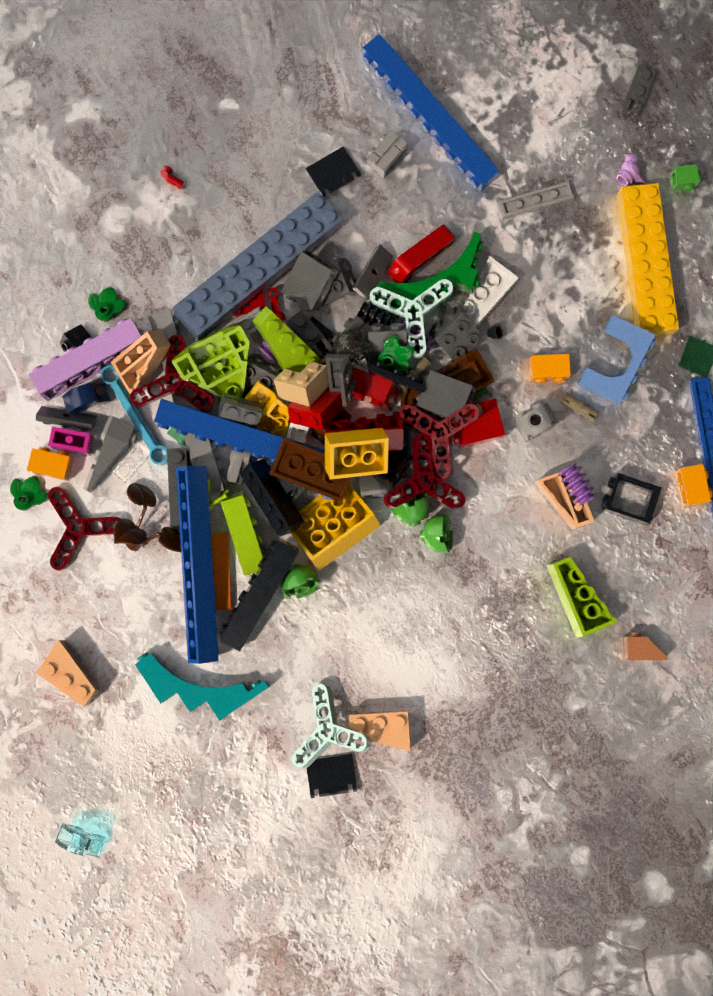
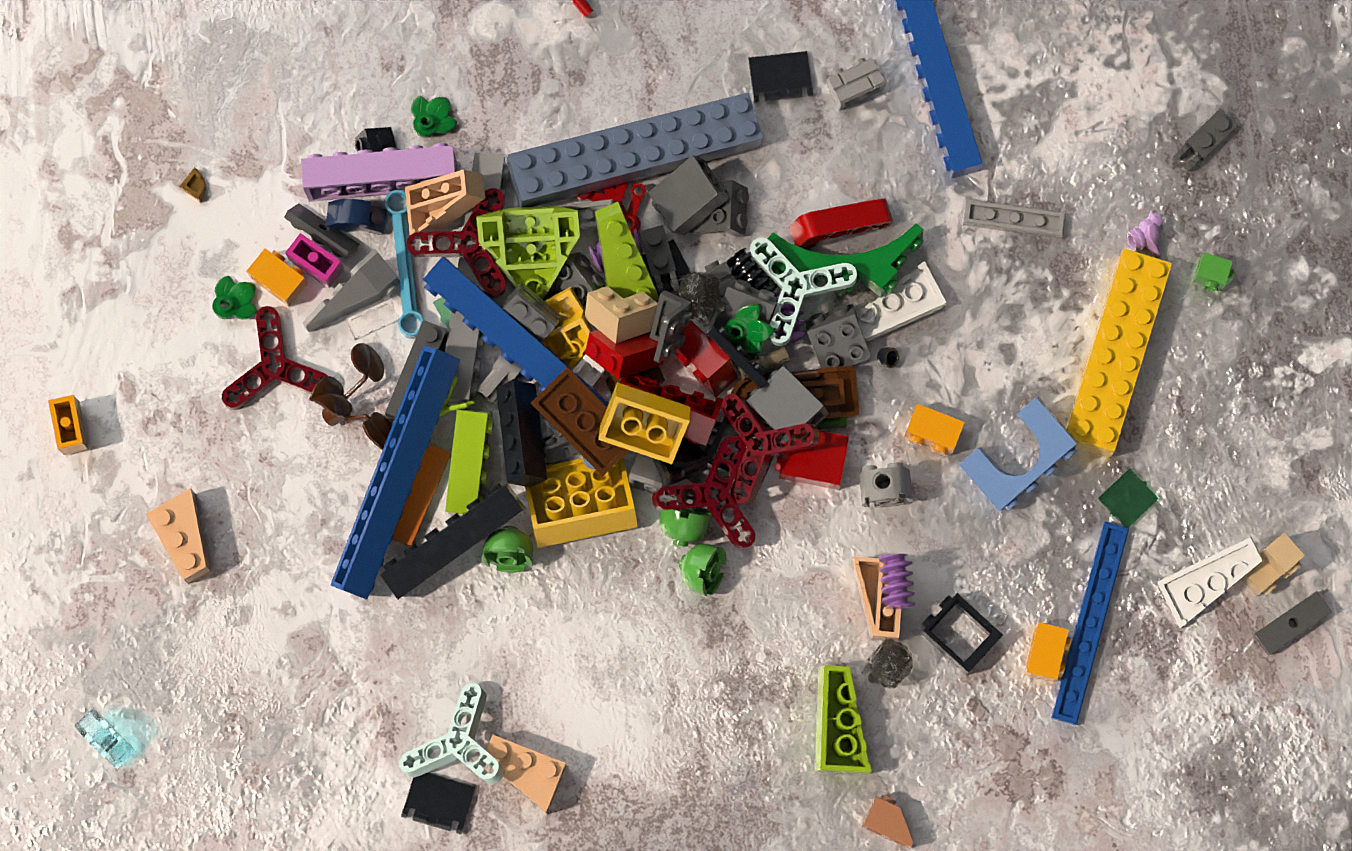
camera: 30 degrees right, 5 degrees down
(220, 699) = (349, 649): teal arch -> none
(372, 272) = (770, 217): dark grey tile -> none
(579, 407) = (950, 493): dark tan pin -> none
(594, 542) = (888, 664): none -> clear smoke animal

